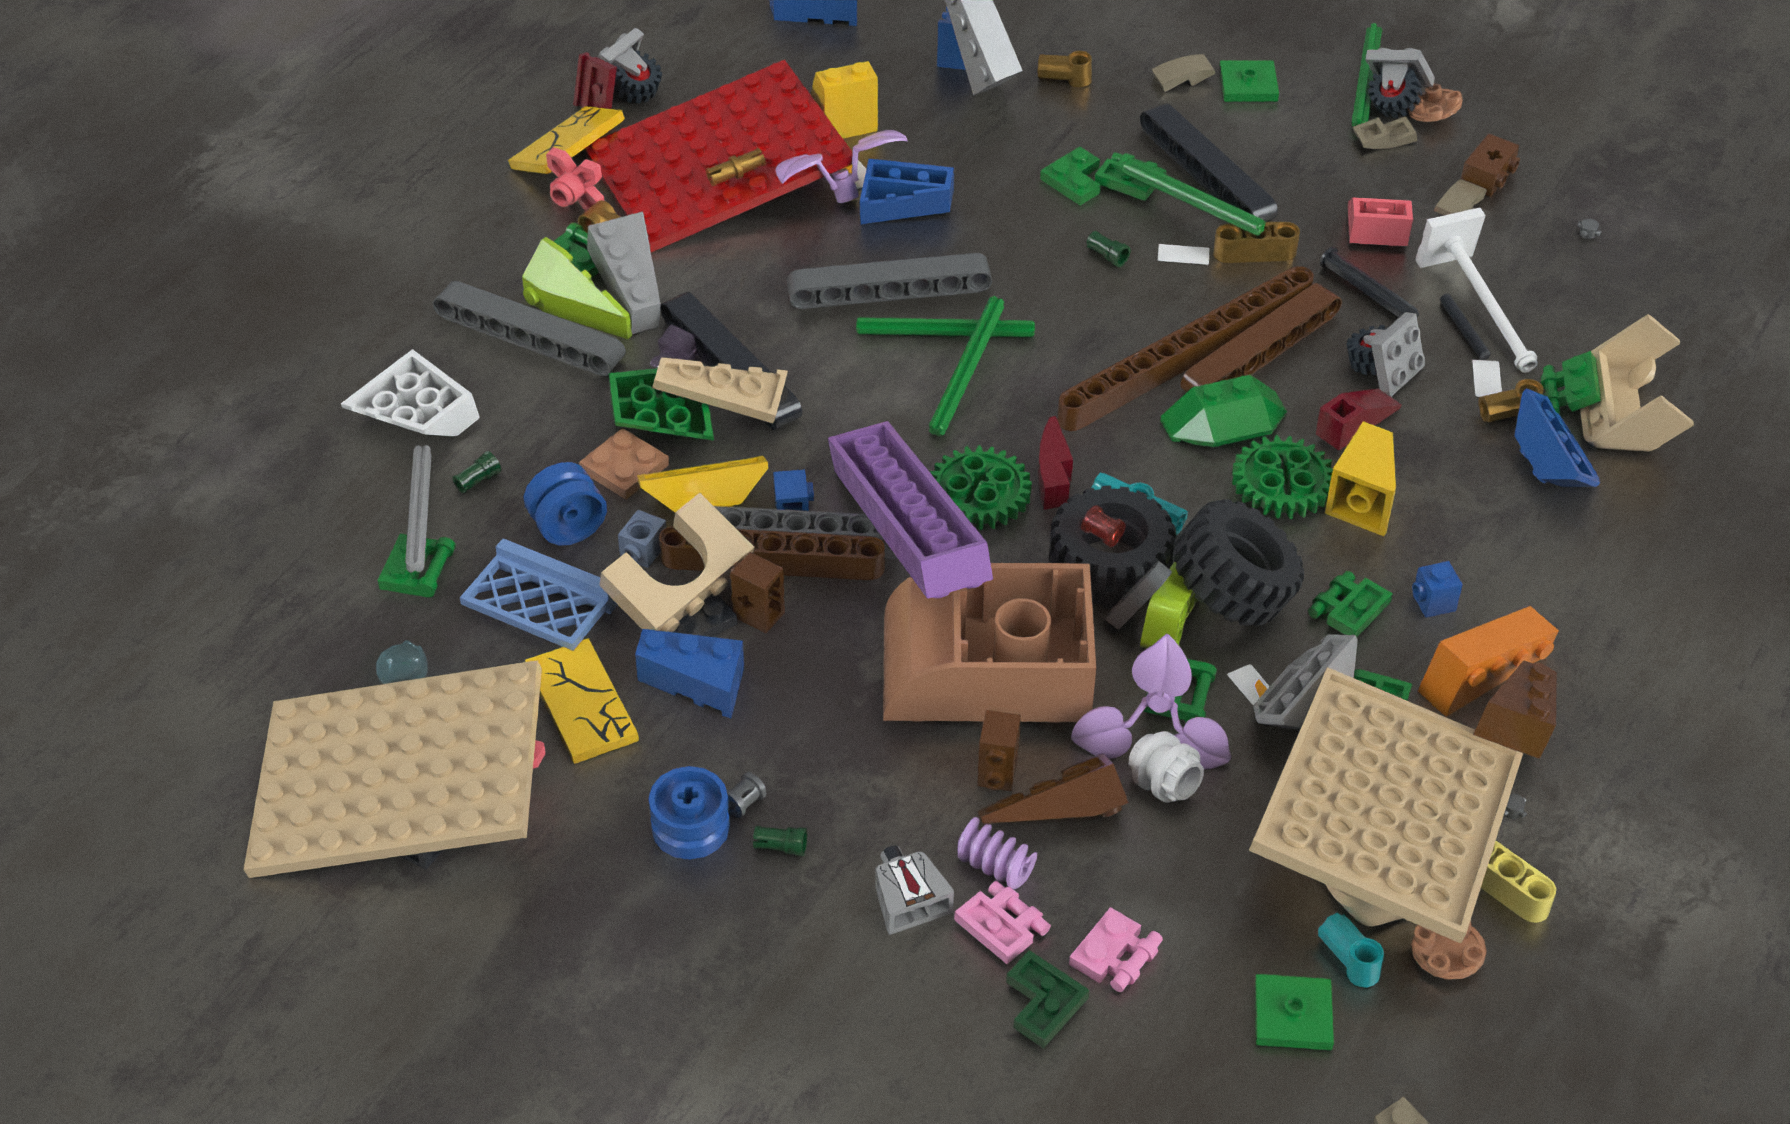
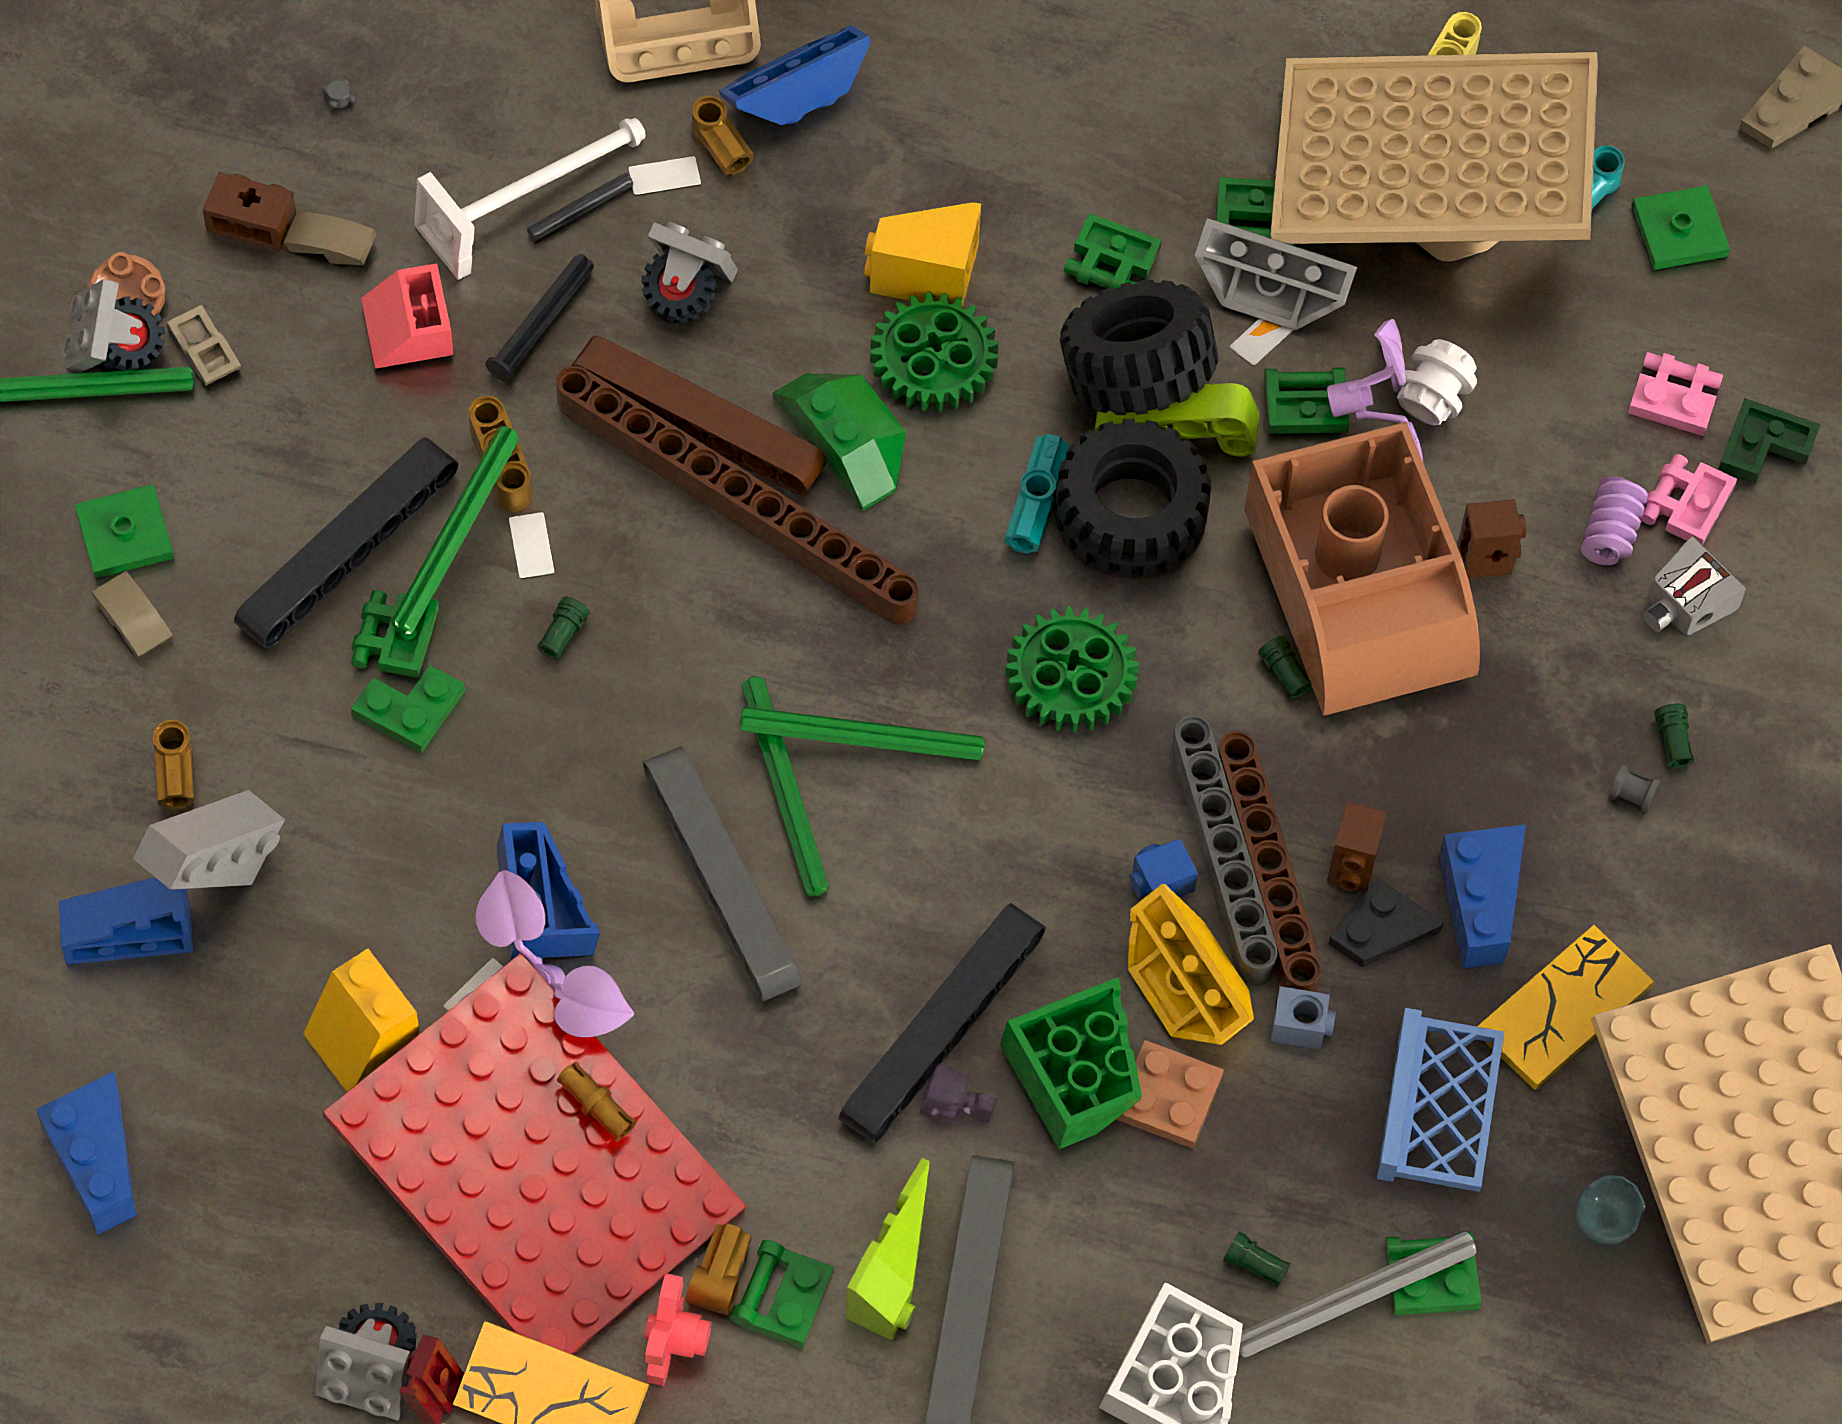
camera: 110 degrees left, 15 degrees up
(565, 503) = (1299, 1109): blue wheel -> none
(626, 266) = (828, 1193): light grey wedge -> none
(661, 605) = (1420, 935): tan arch -> none
(689, 812) = (1690, 826): blue wheel -> none
(736, 390) = (1044, 974): tan wing -> none
(911, 510) = (1216, 682): medium lavender brick -> none
(1054, 466) = (1003, 598): dark red slope -> none
(1082, 791) = (1498, 462): reddish brown wedge -> none
(1103, 526) = (1156, 479): clear red bush -> none
(1138, 595) = (1231, 429): dark grey beam -> none
(1346, 412) = (803, 289): dark red slope -> none
(1437, 589) = (1066, 171): blue brick -> none
(1484, 658) = (1157, 108): orange wedge -> none
(1522, 710) = (1234, 58): reddish brown wedge -> none
(1579, 379) = (667, 65): green plate -> none

